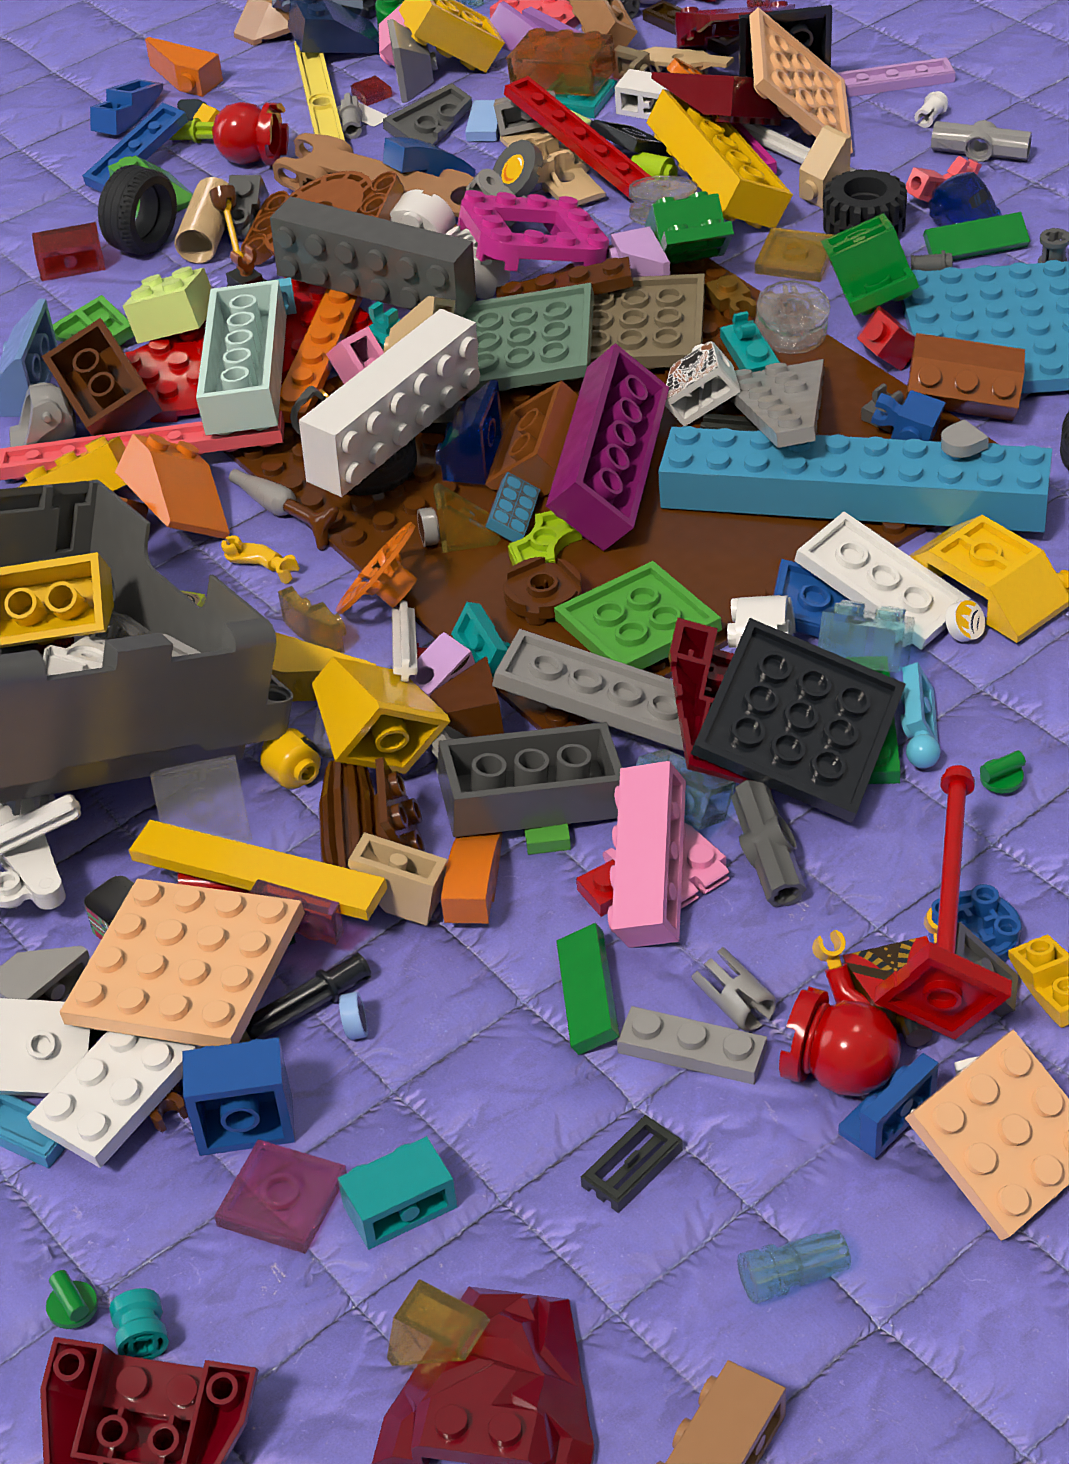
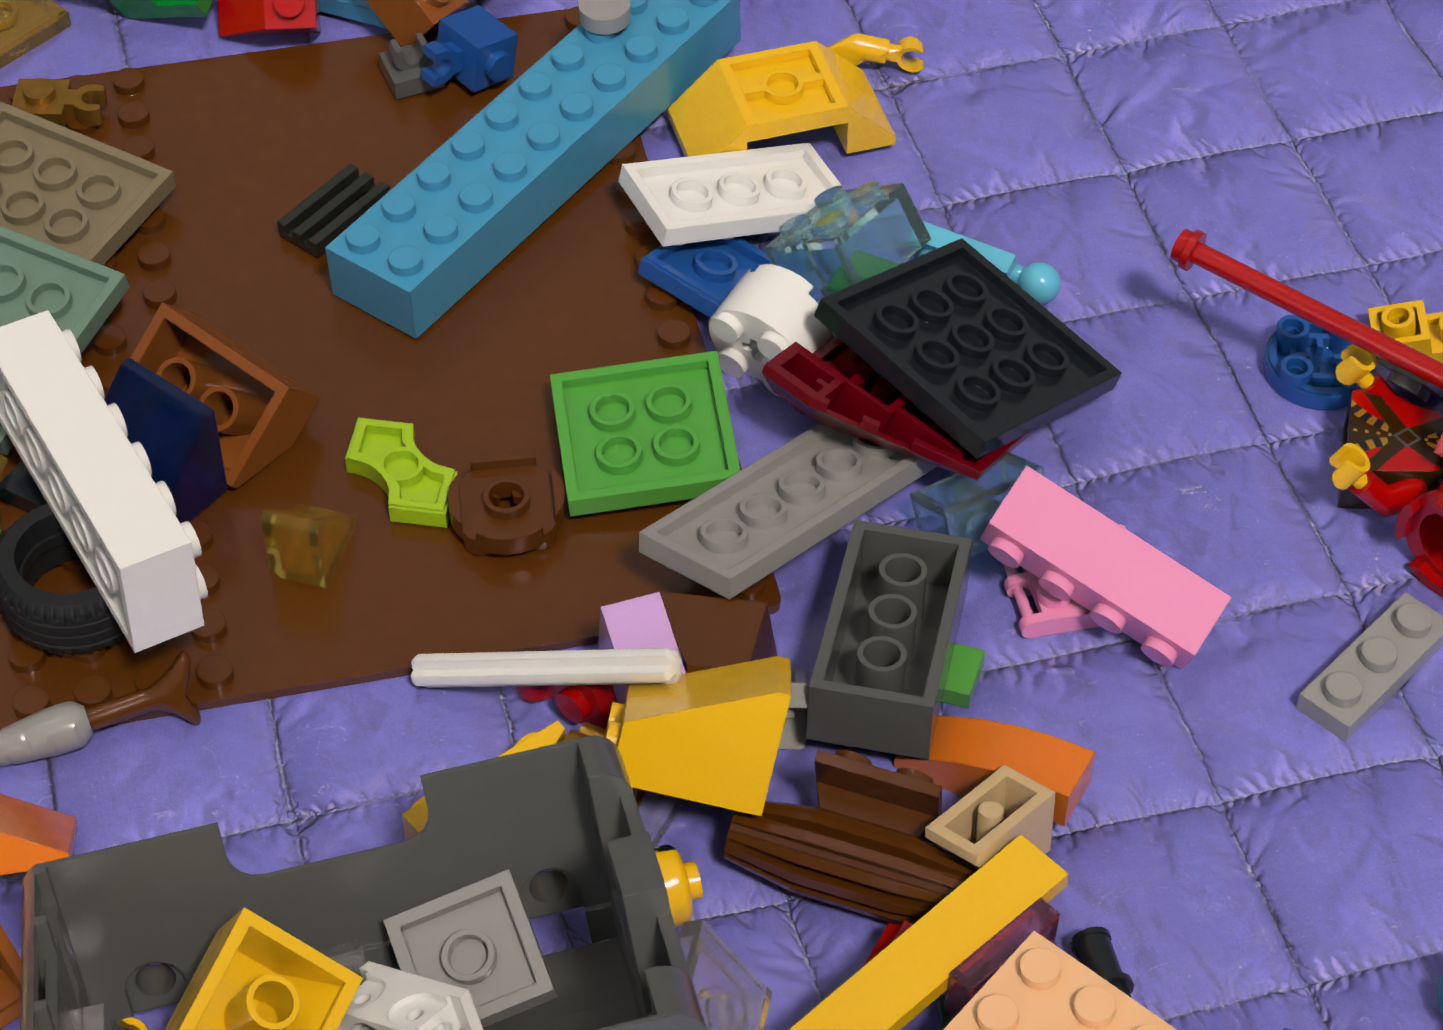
camera: 70 degrees left, 5 degrees up
(259, 554) = (142, 813): yellow arm -> none
(312, 623) = (371, 783): clear yellow slope -> none
(353, 1016) = (1183, 974): light blue tile -> none
(388, 582) = (377, 651): orange wheel -> none
(428, 526) = (283, 575): light grey tile -> none
(479, 635) = (570, 597): teal plate -> none
(512, 508) = (316, 474): dark azure tile -> none
(587, 989) = (1250, 723): green tile -> none
(597, 888) = (1080, 650): red plate -> none
(608, 448) = (310, 322): magenta brick -> none
(700, 383) = (237, 188): white torso -> none
(738, 993) = (1324, 590): light grey arm -> none
(747, 344) = (178, 132): teal plate -> none
(768, 843) = (1116, 468): dark grey piece -> none
(782, 400) = (339, 132): light grey wing -> none
(792, 316) = (163, 65): clear wheel -> none
(965, 620) = (842, 163): white tile -> none
(1004, 773) = (1103, 241): green plate -> none

